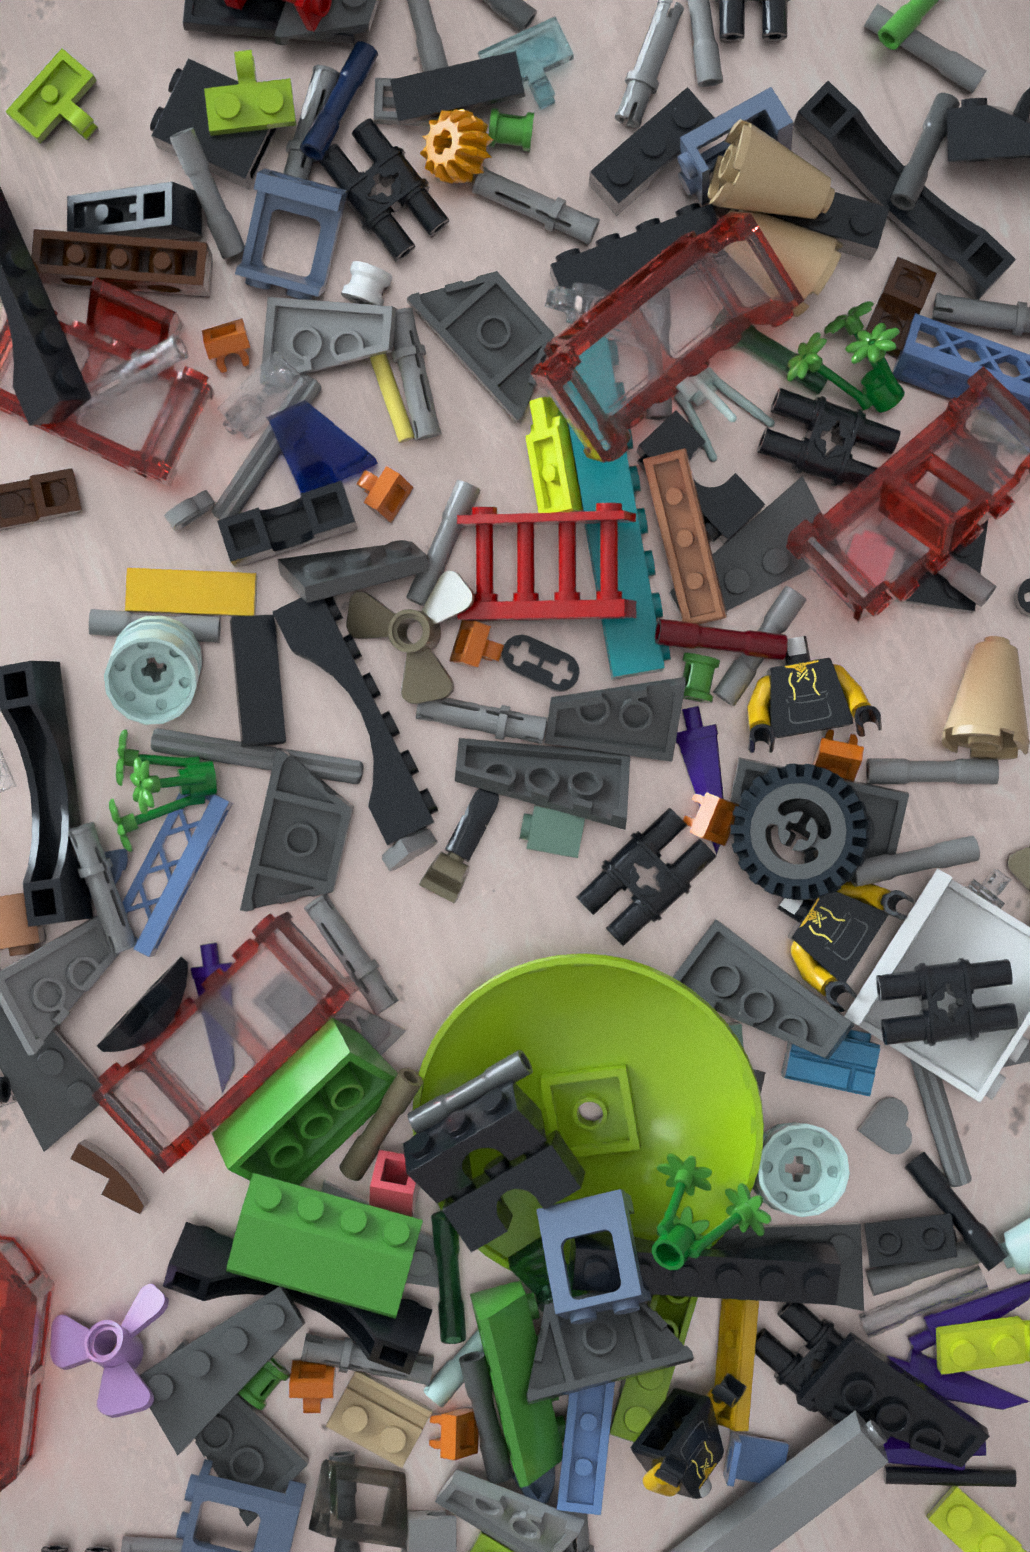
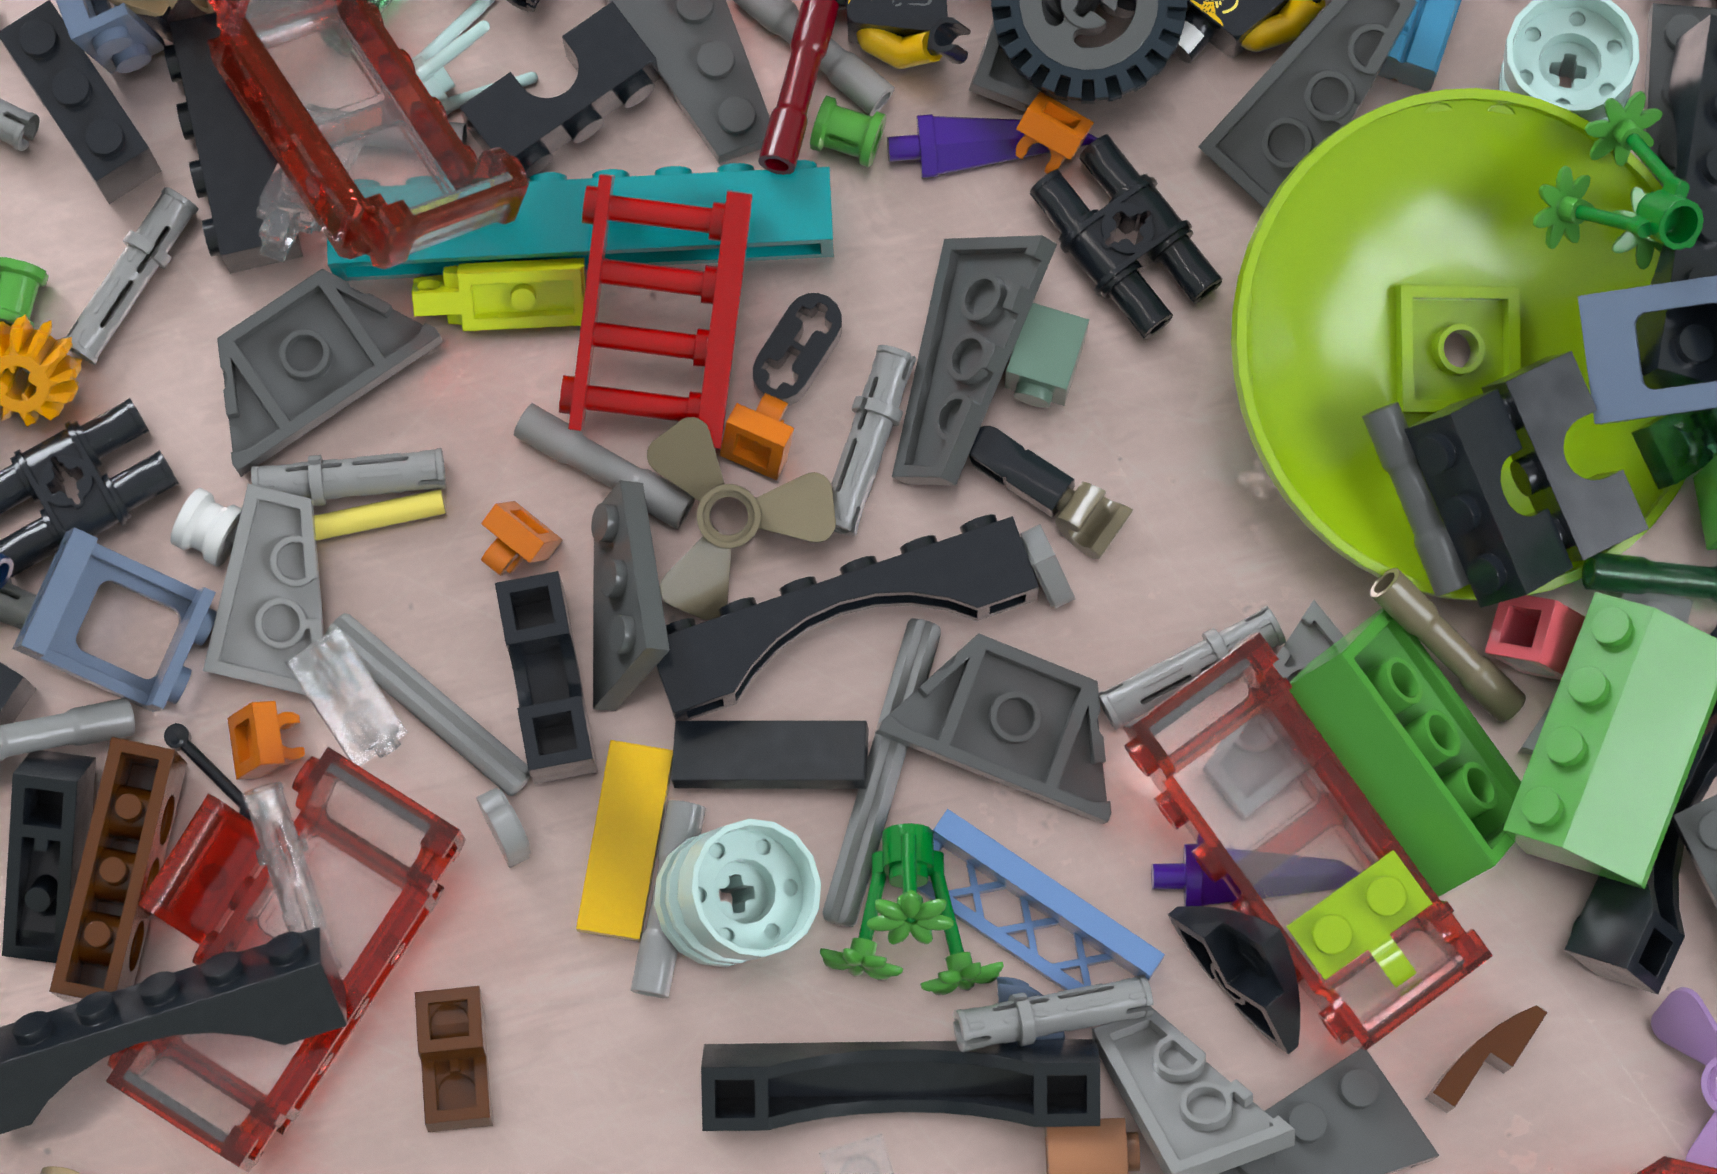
camera: 75 degrees left, 10 degrees down
(183, 1085) = (1361, 919): none -> lime plate
(226, 289) = (179, 738): none -> black hinge
(316, 447) = (439, 626): clear blue wing -> none
(620, 720) = (895, 241): dark grey wing -> none
(685, 537) = (644, 115): nougat tile -> none

